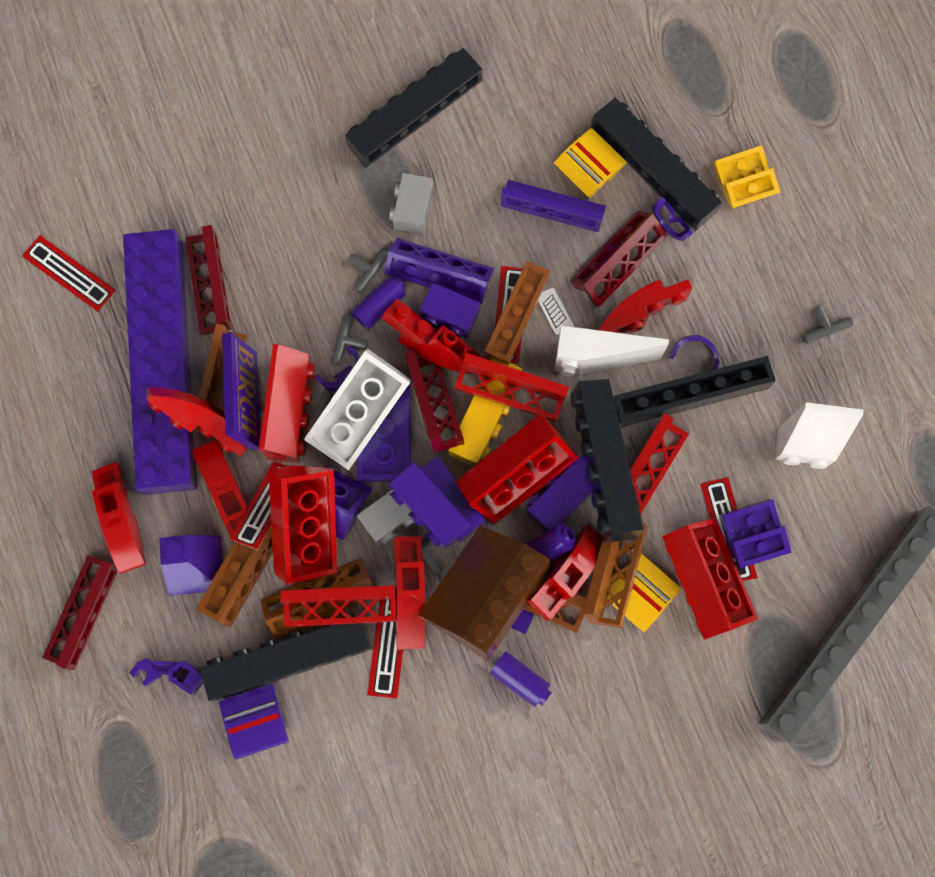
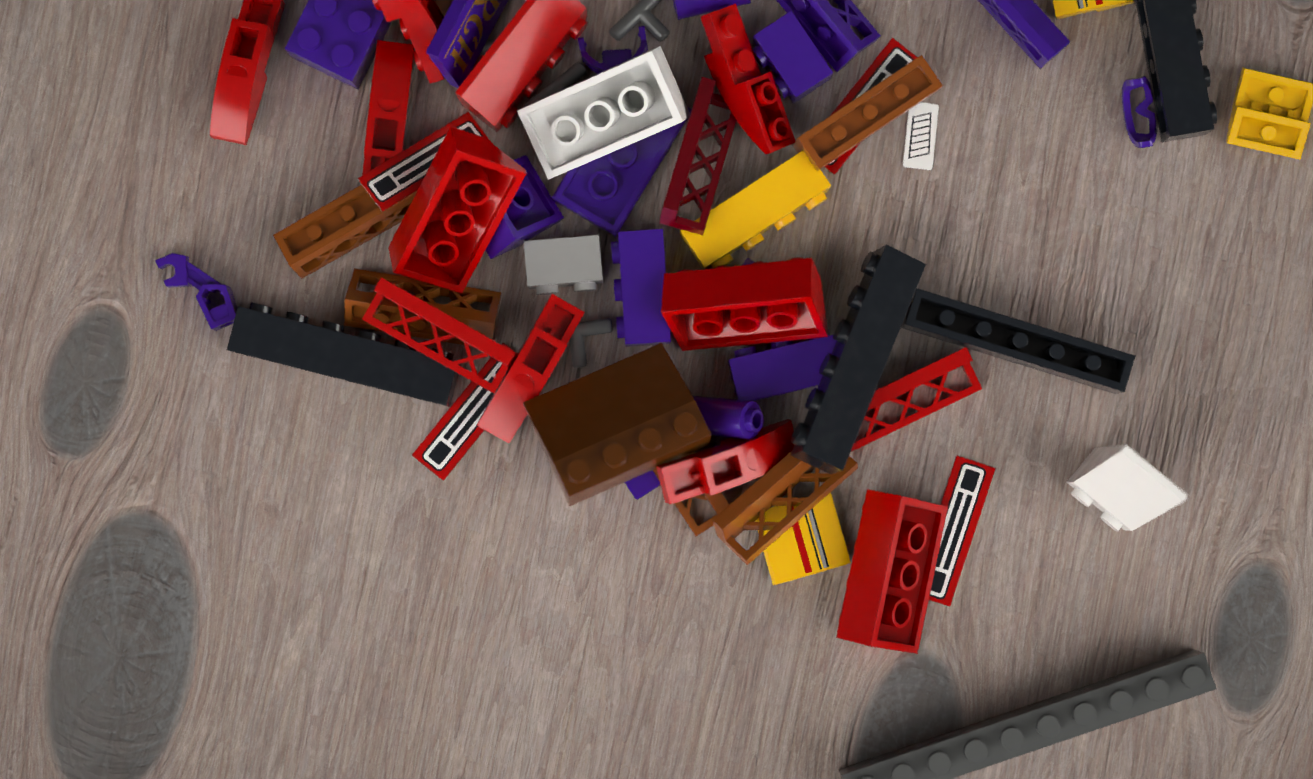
camera: 35 degrees right, 10 degrees up
(86, 614) = (146, 160): dark red fence -> none
(190, 562) = (299, 174): dark purple slope -> none
(253, 721) = (264, 404): dark purple slope -> none
(428, 506) = (612, 284): dark purple brick -> none
(515, 378) = (811, 192): red fence -> none
(521, 680) = (597, 549): dark purple brick -> none
(591, 351) = (928, 216): white slope -> none
(613, 251) = (1043, 110): dark red fence -> none
(633, 311) = (1011, 197): red slope -> none
(701, 339) = (1074, 282): dark purple helmet -> none
(755, 533) = (981, 554): dark purple slope -> none
(826, 328) = (1238, 364): dark grey piece -> none

